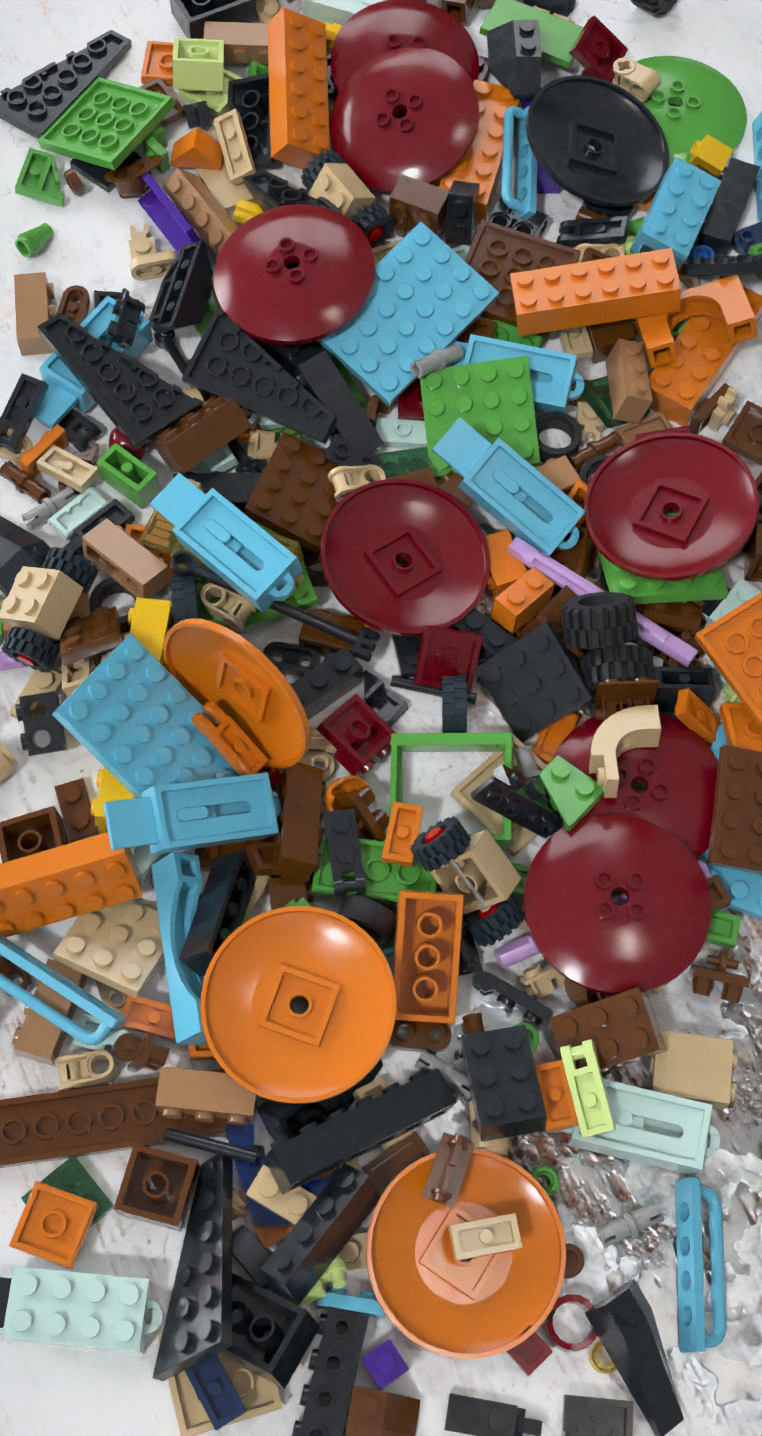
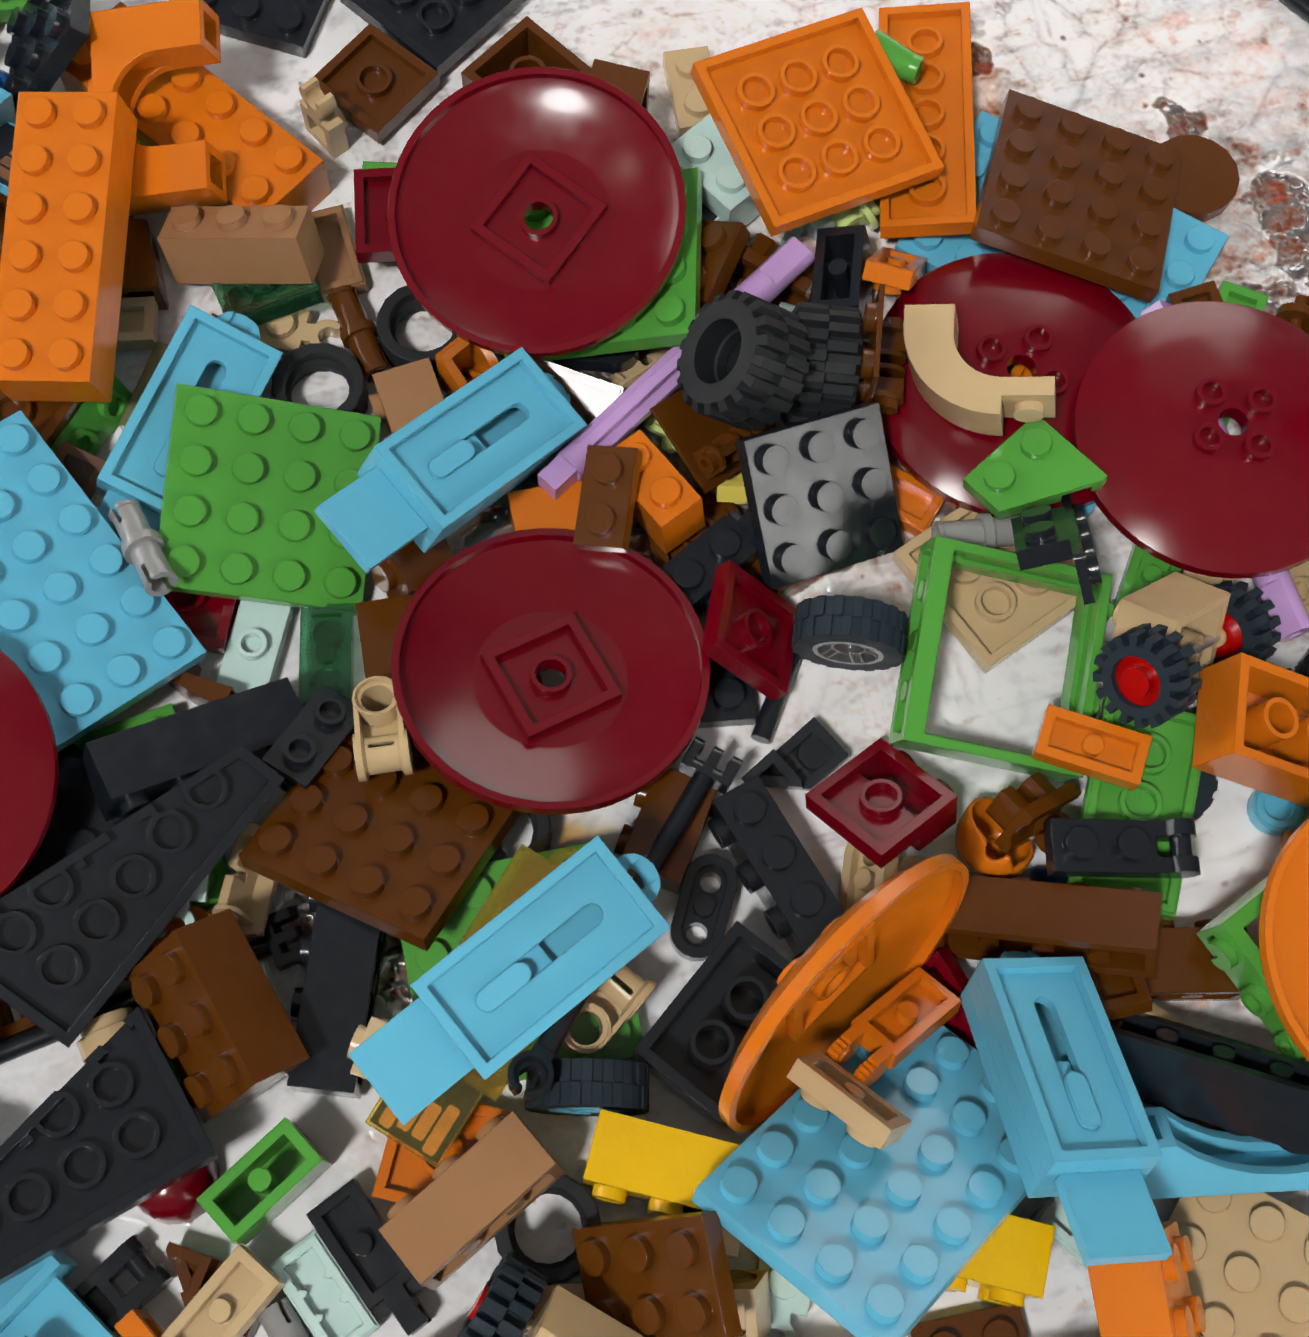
camera: 85 degrees left, 5 degrees up
(183, 705) = (835, 1090): none -> tan plate
(371, 916) = (1227, 830): black tyre -> none
(506, 569) = (607, 498): none -> reddish brown plate
(705, 409) = (306, 130): reddish brown plate -> none

